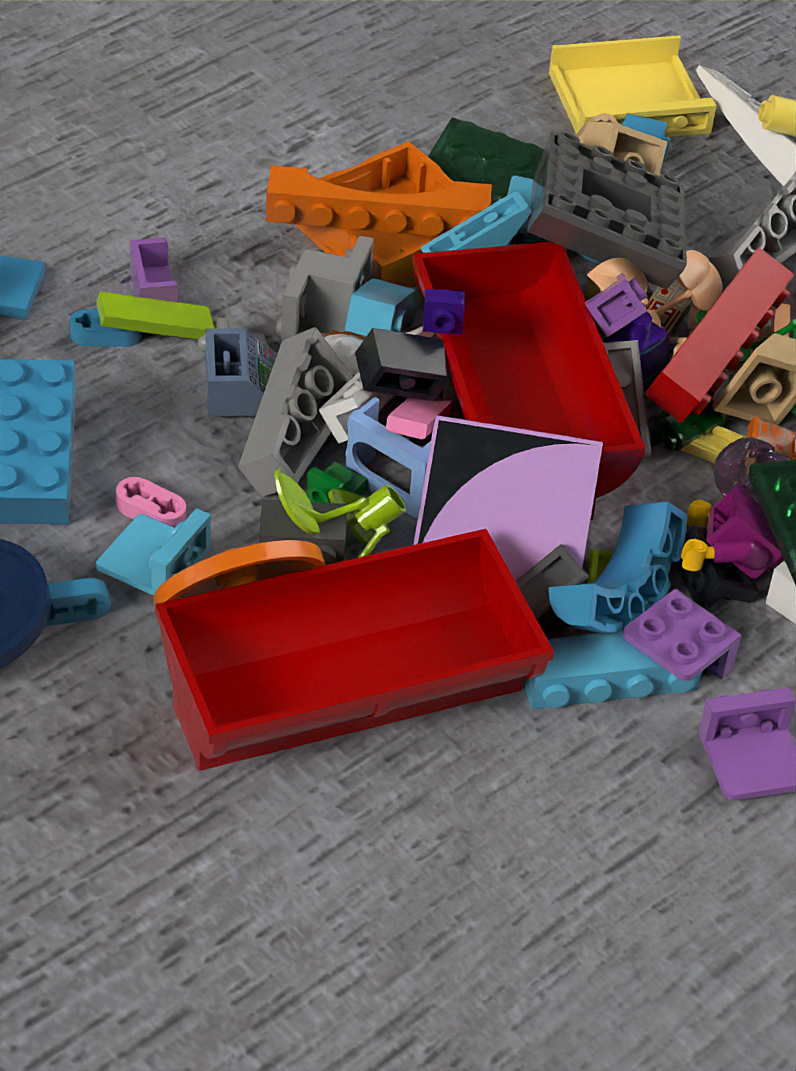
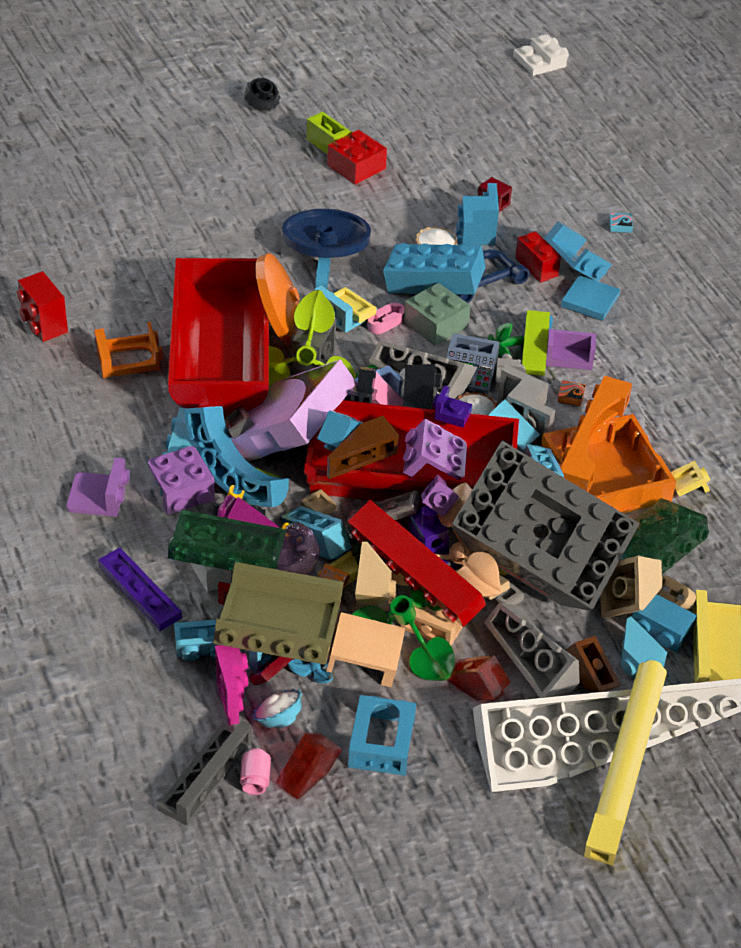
camera: 110 degrees right, 0 degrees up
(129, 433) = (436, 313): none -> sand green brick
(147, 534) = (361, 308): none -> light yellow tile
(166, 349) = (502, 336): none -> green plant
(239, 279) = (571, 393): none -> tile
(366, 143) = (690, 477): none -> light yellow bracket
(368, 964) = (42, 306): none -> red brick
(432, 402) = (365, 387): none -> black piece
(440, 841) = (143, 341): none -> orange panel
(554, 312) = (436, 447): none -> medium lavender bracket
(566, 403) = (337, 429): none -> dark azure slope
(586, 379) = (364, 446): none -> reddish brown slope
(614, 502) = (319, 502): none -> tan tile
(686, 467) = (328, 530): none -> medium azure slope
(701, 163) = (639, 648): none -> medium azure slope
(751, 193) = (594, 668): none -> reddish brown slope

